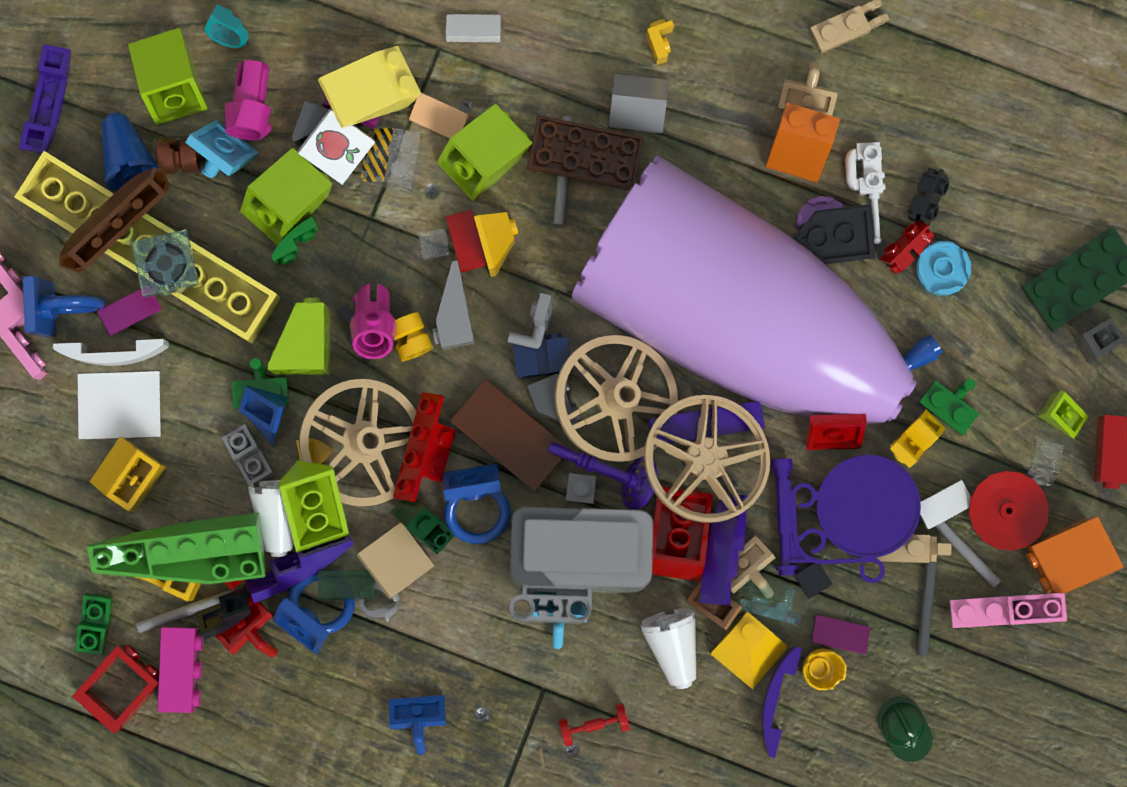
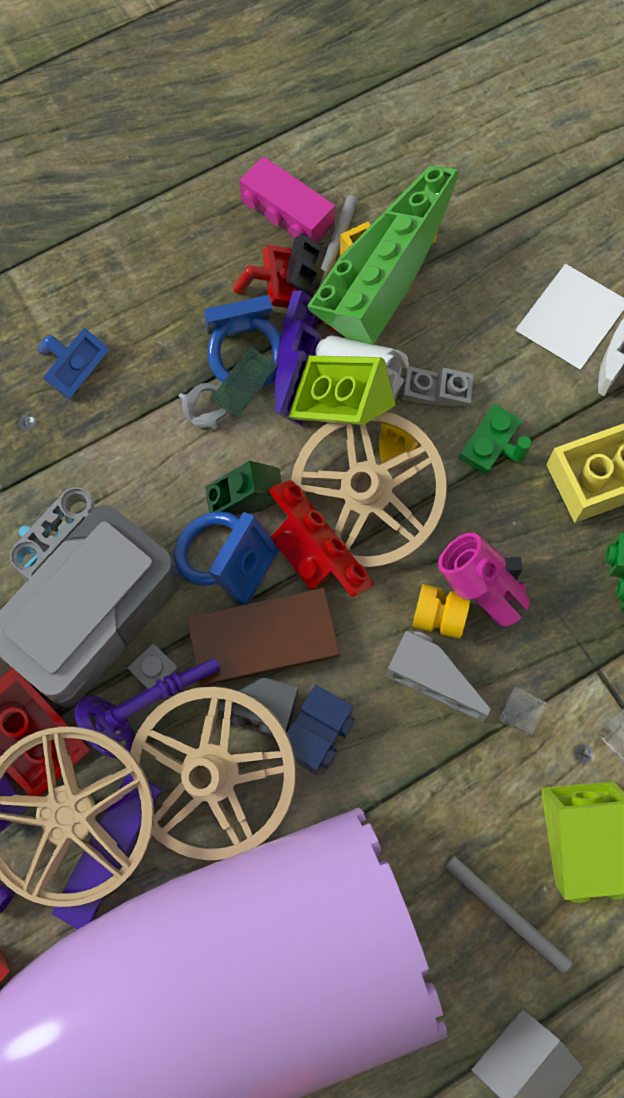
camera: 125 degrees right, 15 degrees down
(94, 623) = (381, 168): green slope -> none
(102, 711) = (311, 123): red window -> none
(127, 475) = (497, 272): yellow slope -> none
(263, 410) = (468, 423): blue slope -> none
(304, 341) = (513, 505): lime slope -> none
(395, 560) = (228, 439): tan tile -> none
(466, 241) = (502, 746): red slope -> none
(496, 237) = (482, 773): yellow slope -> none
(541, 315) = (359, 757): light grey plate -> none
(585, 153) = (510, 955): reddish brown tile -> none

